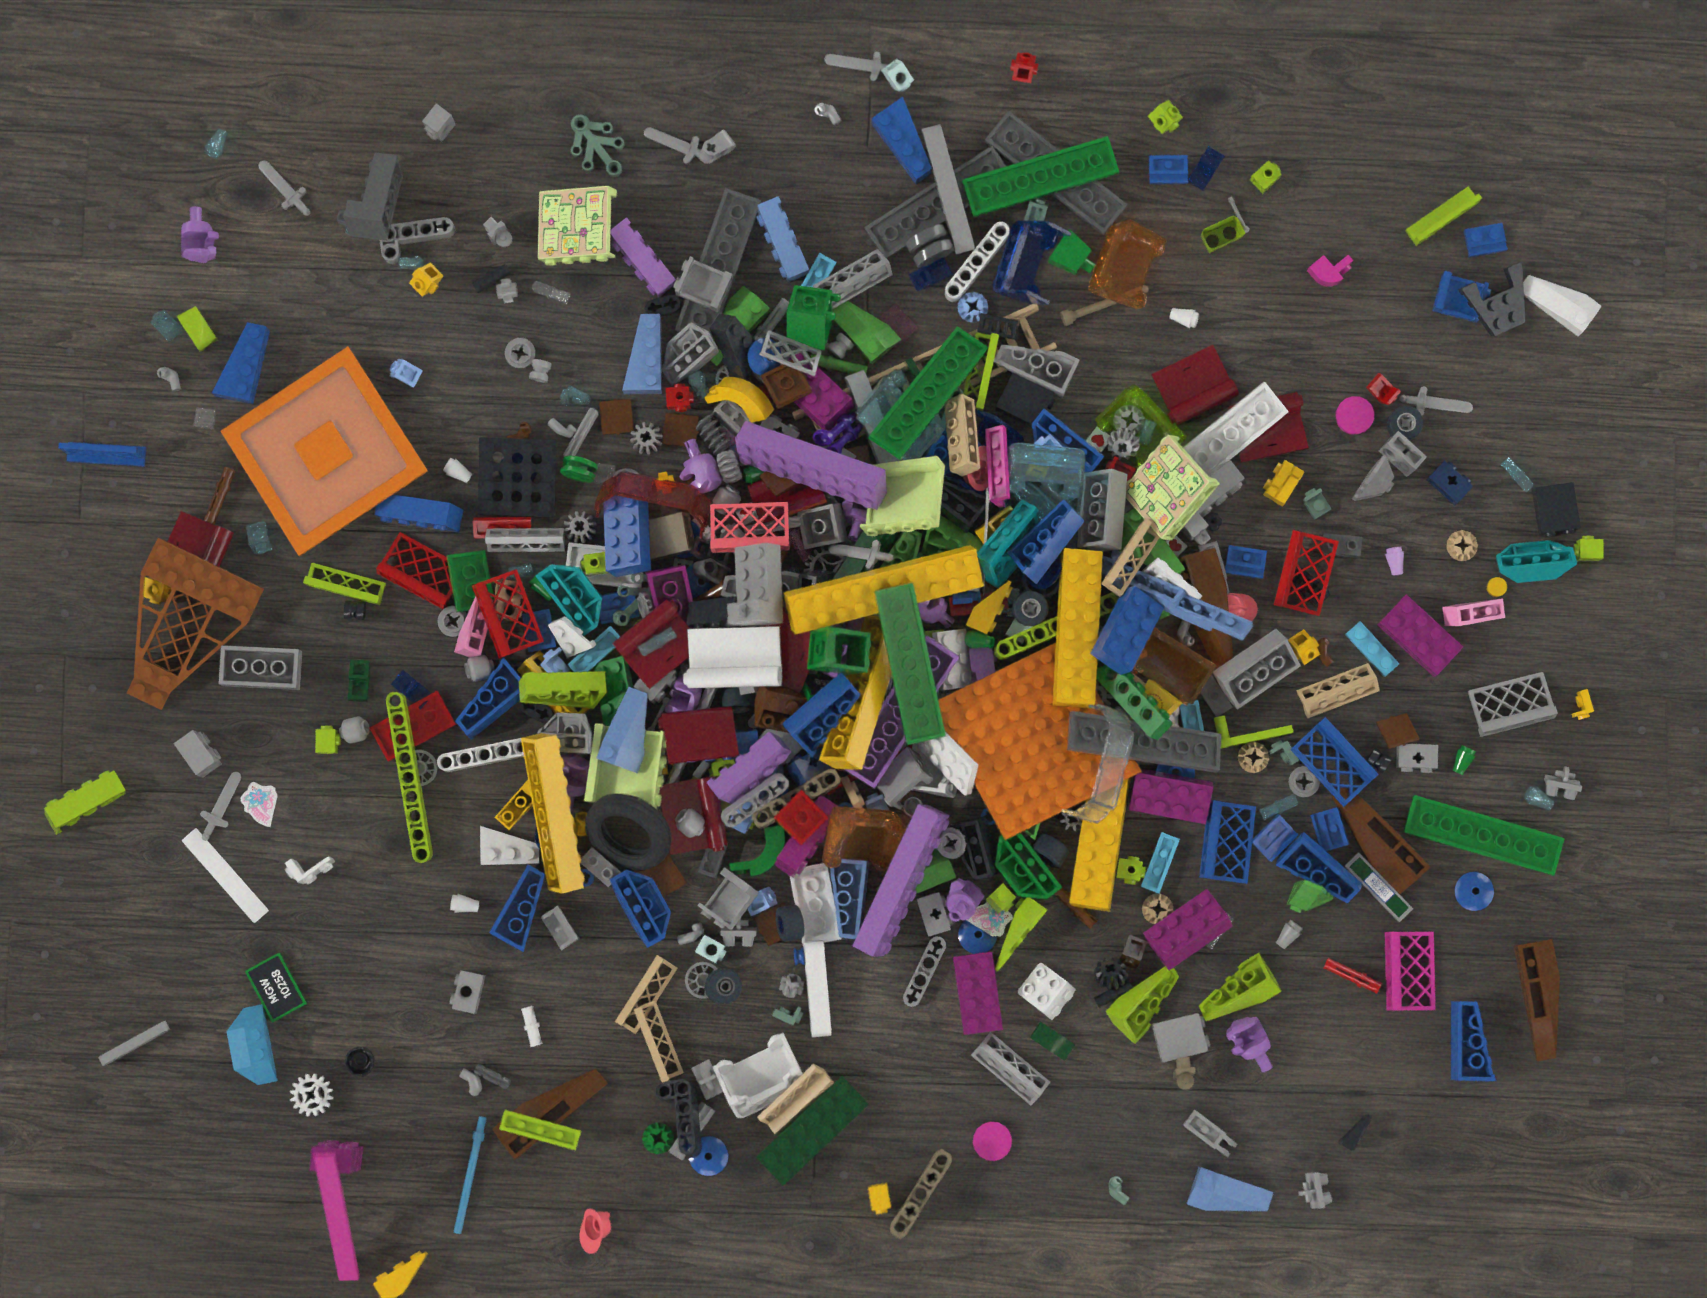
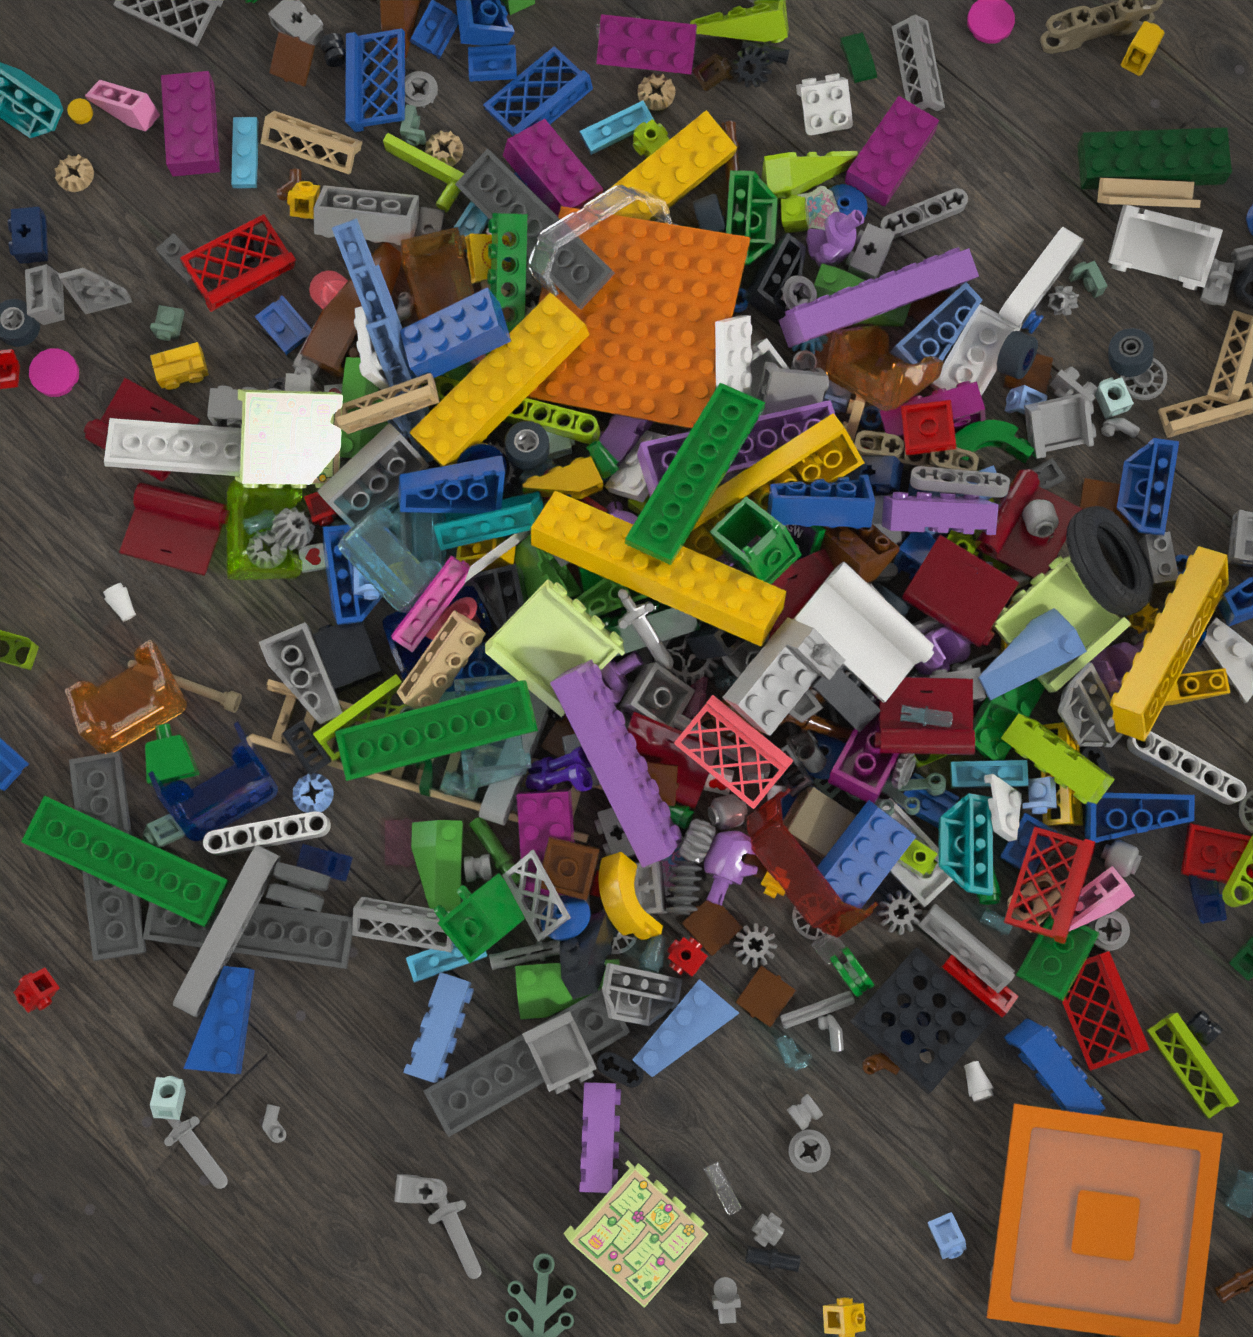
camera: 140 degrees left, 5 degrees down
(1278, 807) = (463, 86): clear light blue axle -> none
(1395, 560) = (145, 211): lavender cone -> none

